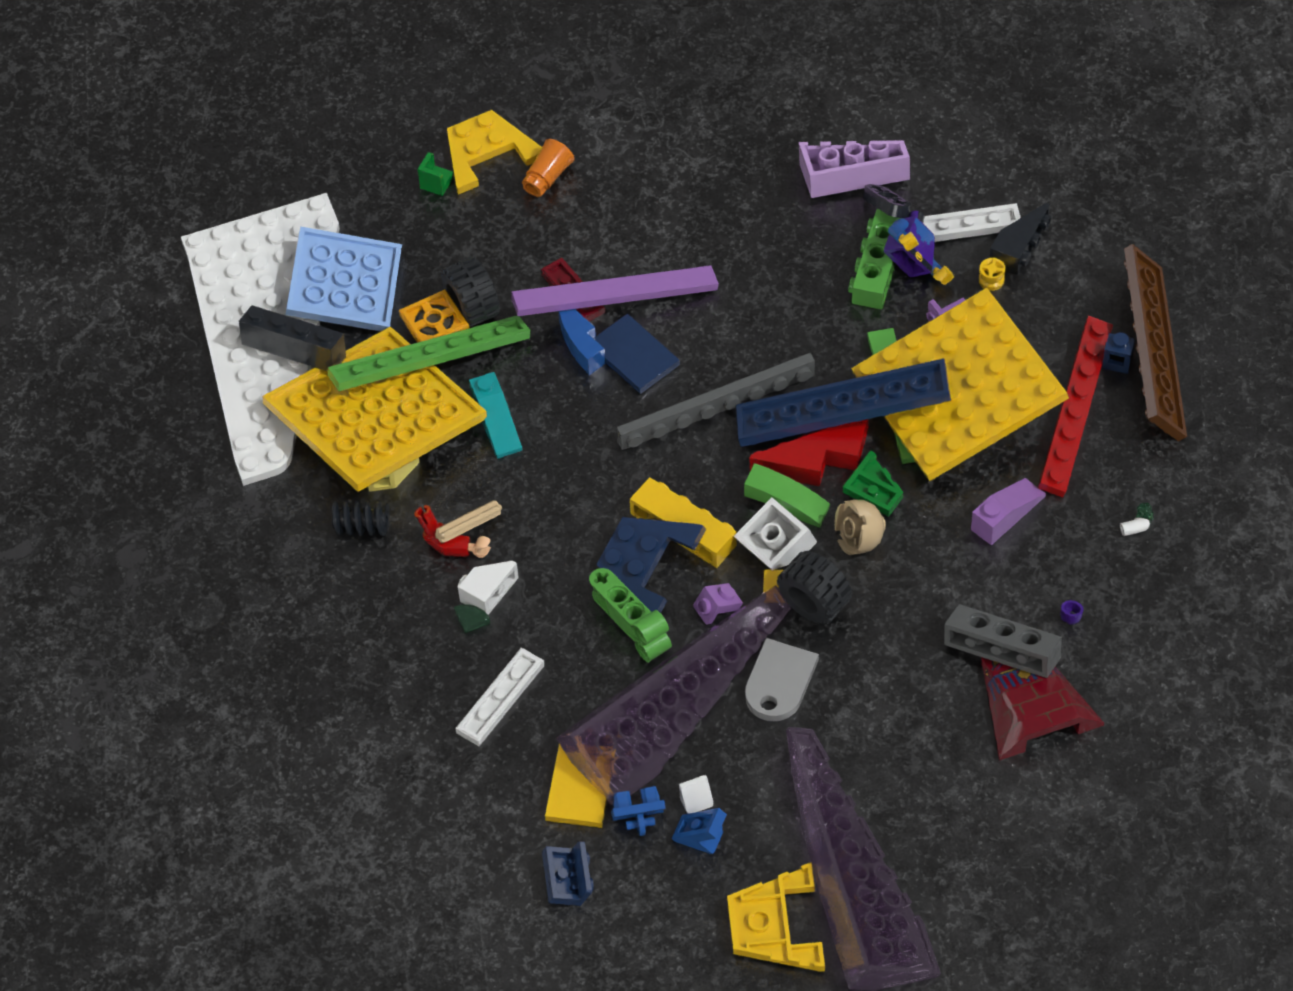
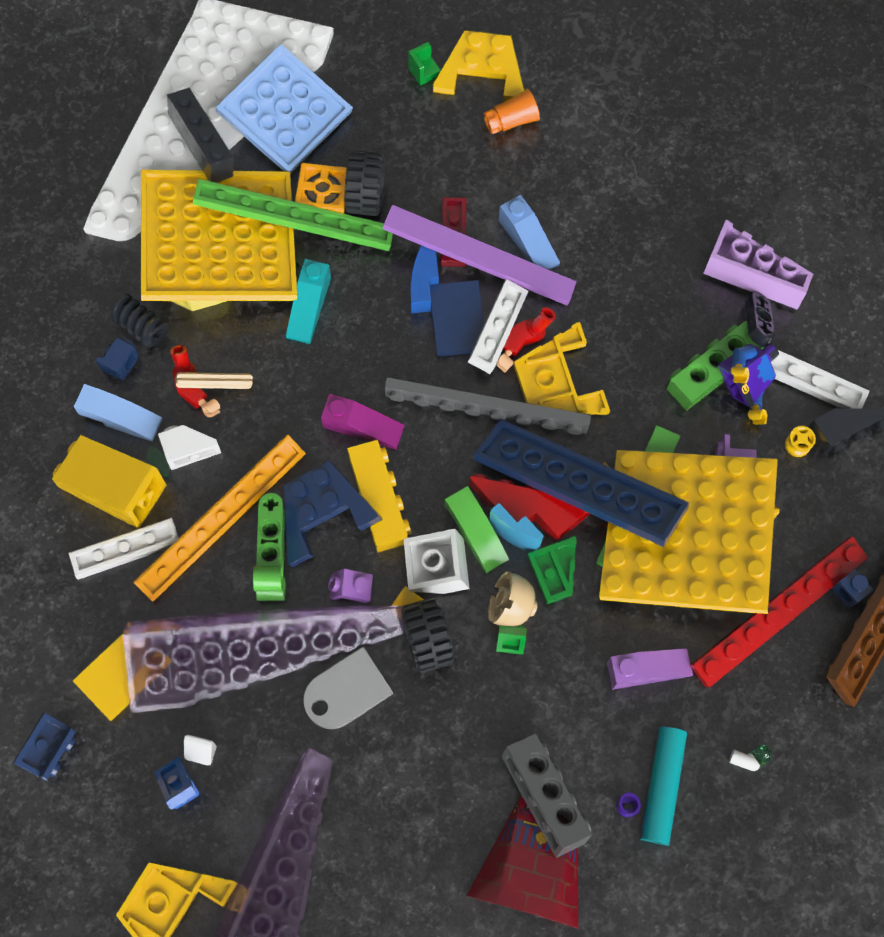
camera: 30 degrees right, 15 degrees up
(367, 559) = (118, 358): none -> dark blue brick
(404, 598) = (117, 413): none -> light blue slope
(444, 649) = (110, 480): none -> yellow slope
(562, 622) = (219, 518): none -> light orange tile
(617, 478) = (360, 422): none -> magenta slope
(636, 252) = (527, 233): none -> medium blue slope
(650, 805) = (141, 734): blue hips -> none
(675, 336) = (498, 326): none -> white plate
(702, 329) = (524, 334): none -> red arm
(747, 351) = (547, 380): none -> yellow wing
(821, 473) = (520, 534): none -> dark azure slope
(882, 556) = (511, 639): none -> green tile
(1087, 582) = (663, 786): none -> teal brick

